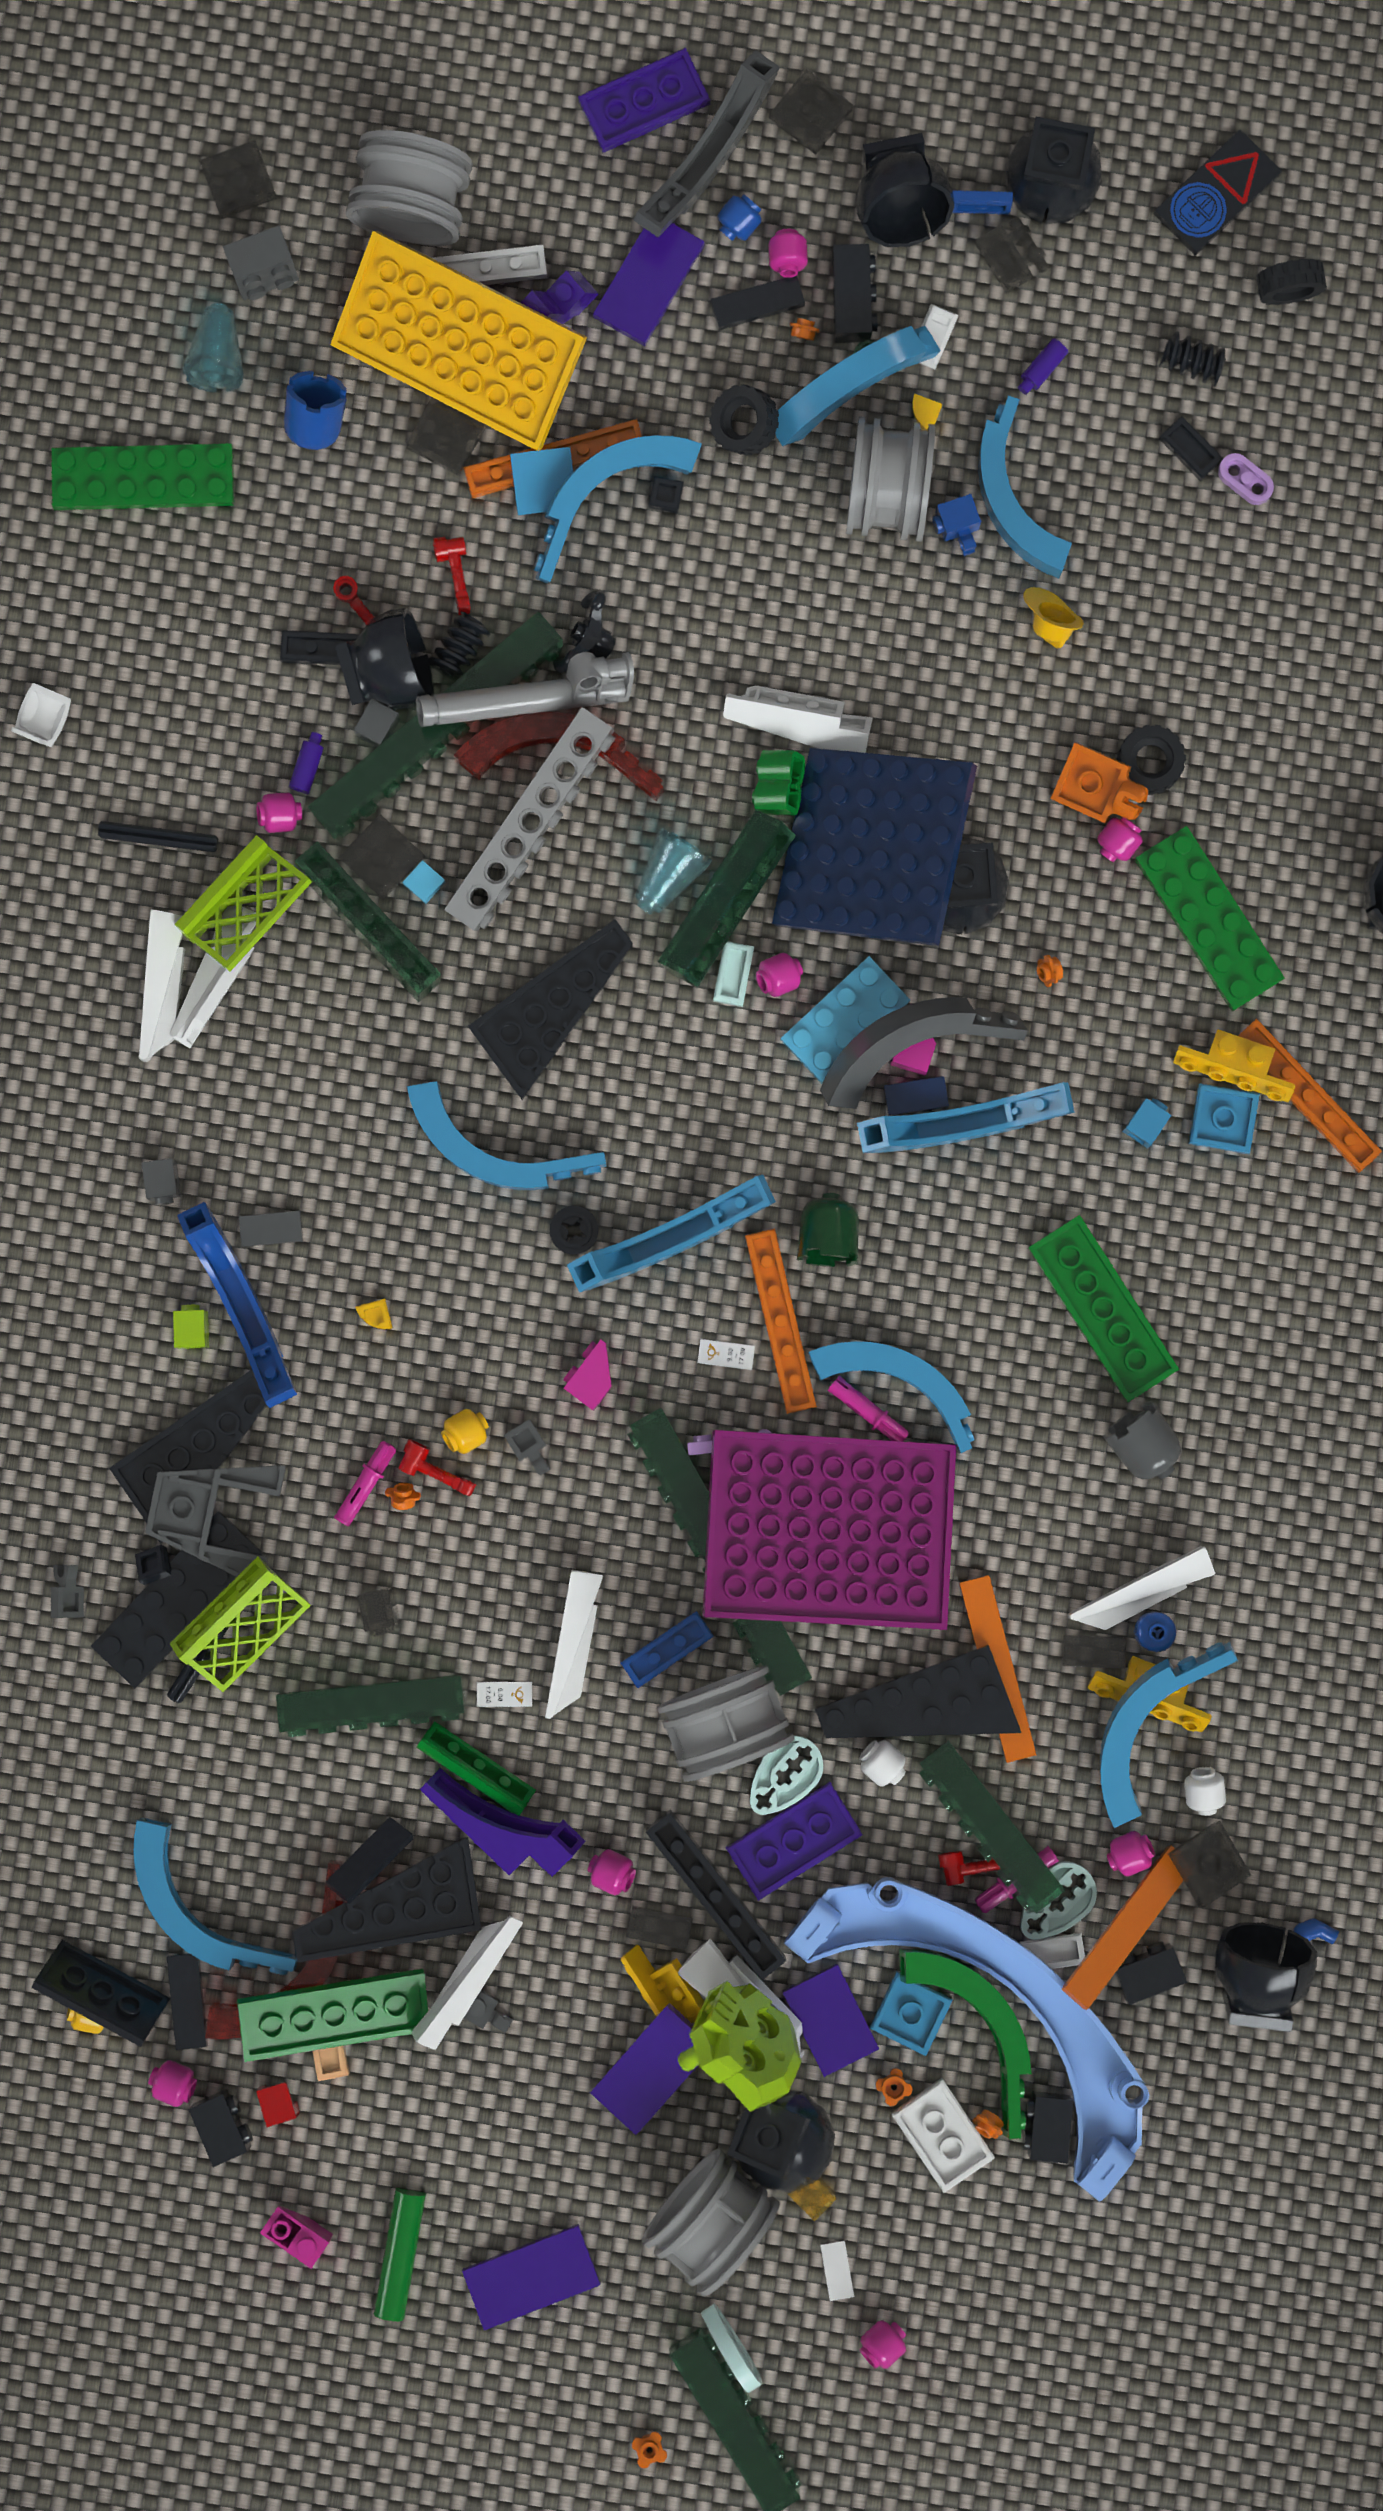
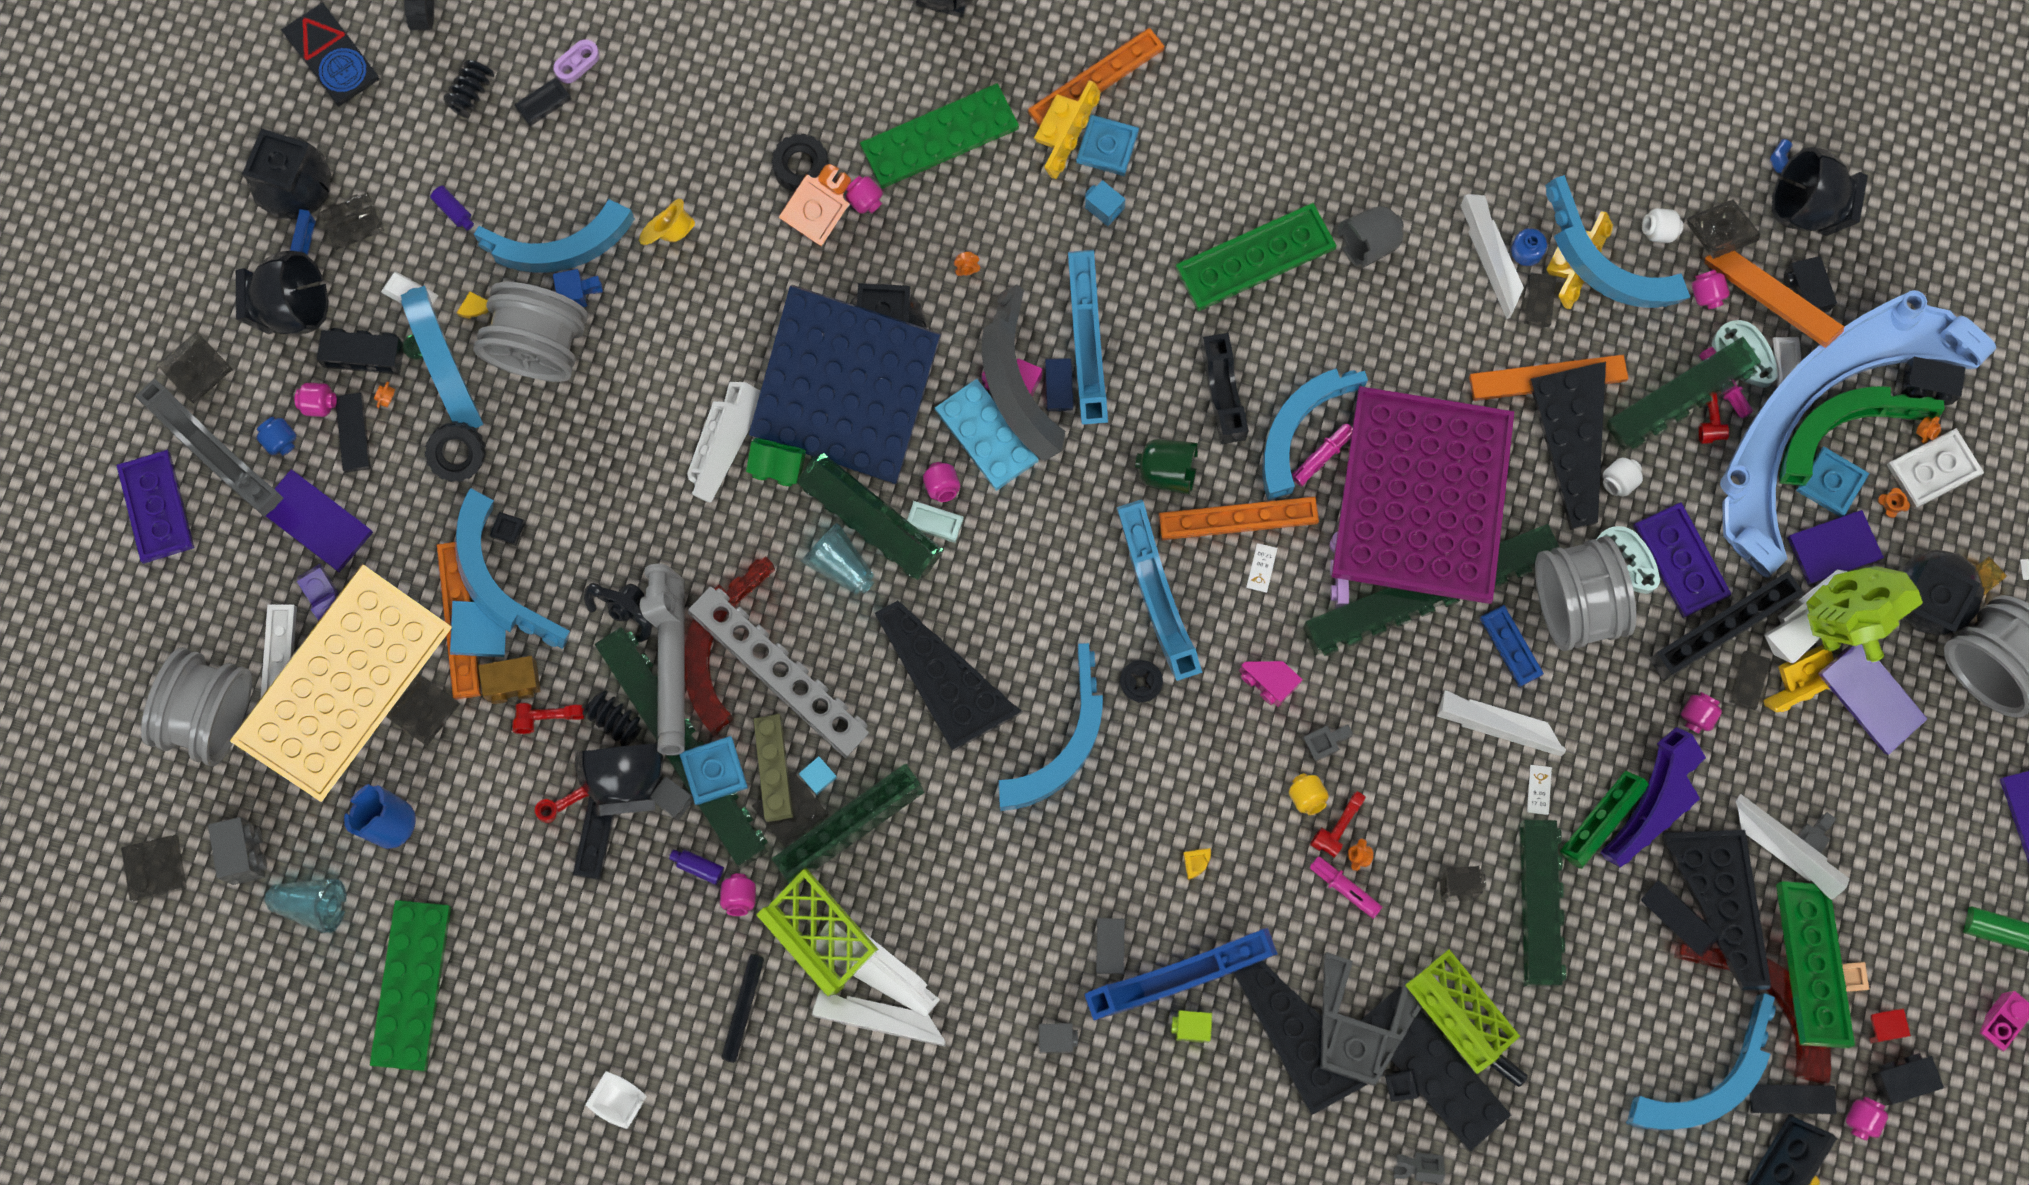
camera: 85 degrees left, 10 degrees down
(409, 764) = (713, 770): none -> dark azure tile
(424, 830) = (773, 768): none -> olive plate
(490, 524) = (509, 679): none -> pearl gold brick
(931, 1287) = (1225, 400): none -> black arch

